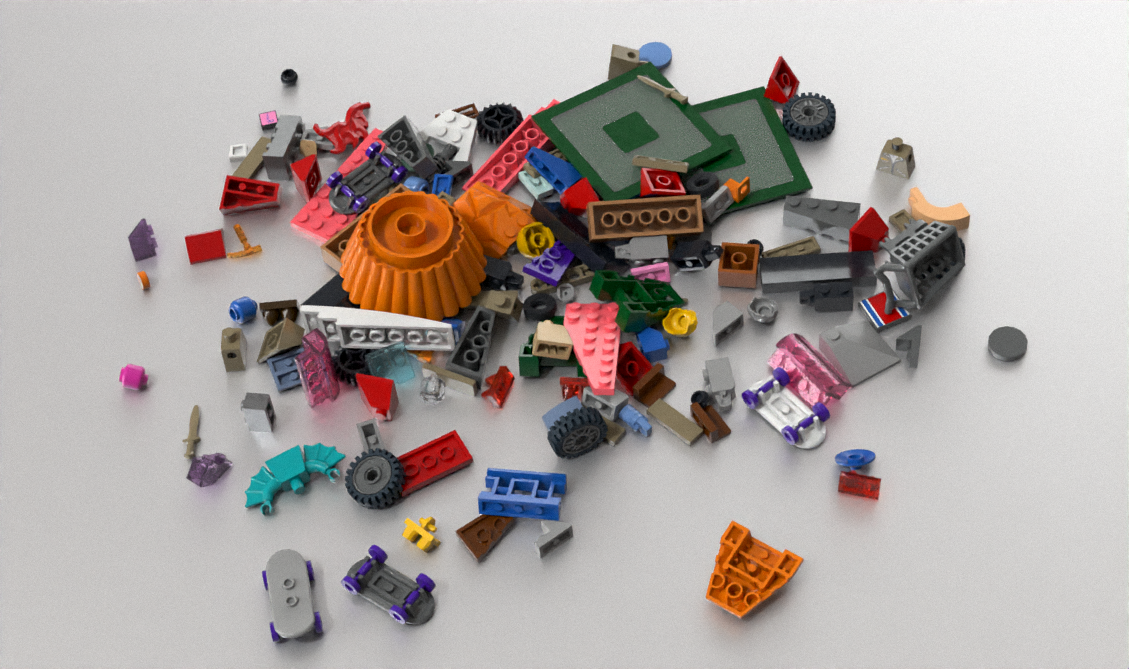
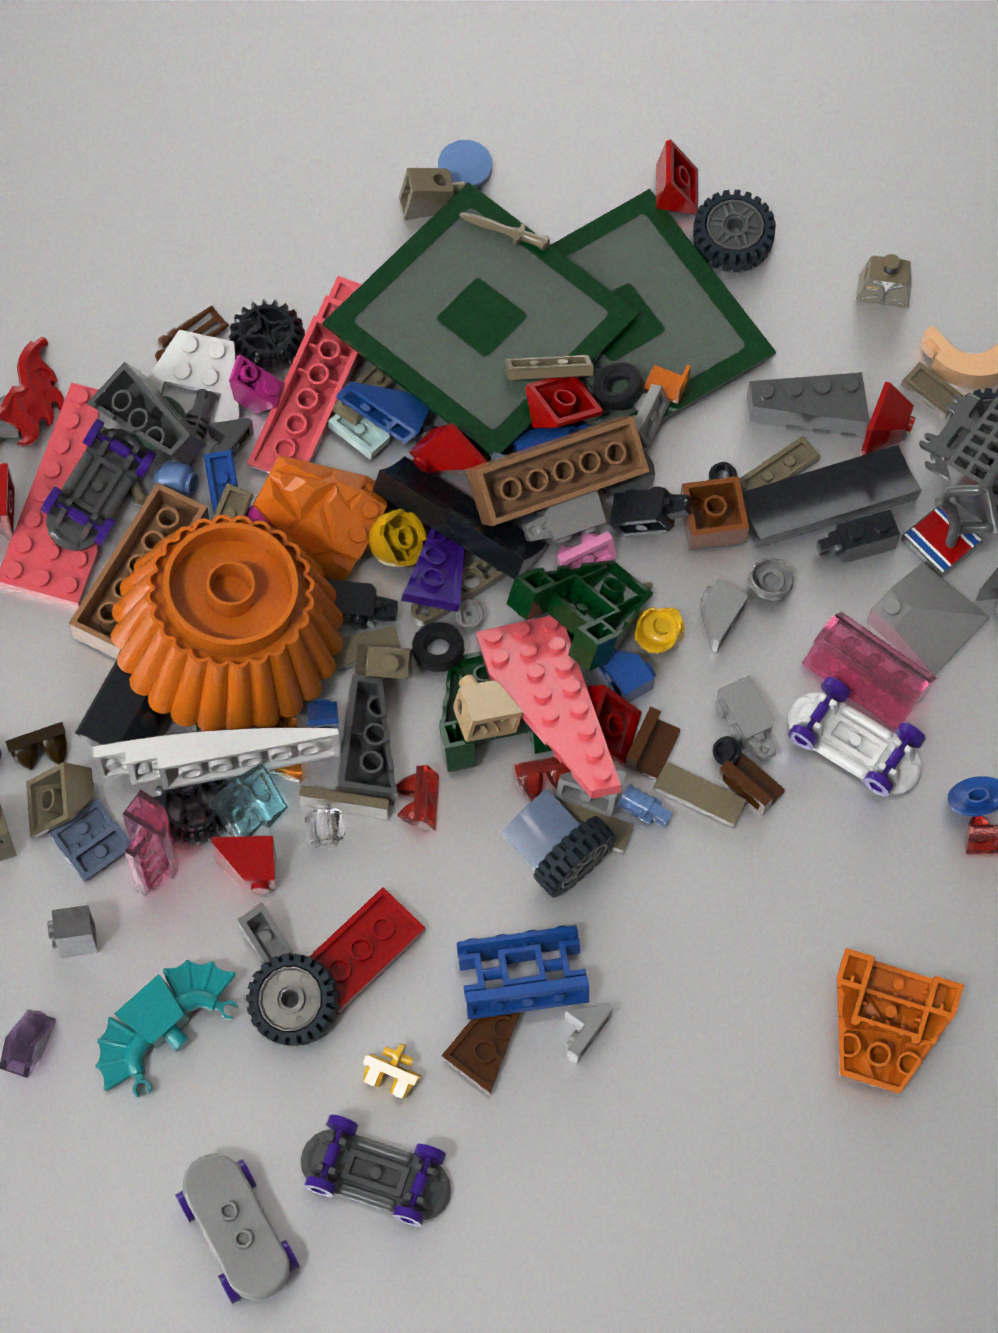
camera: 25 degrees left, 15 degrees up
(478, 144) = (254, 386): none -> dark pink slope

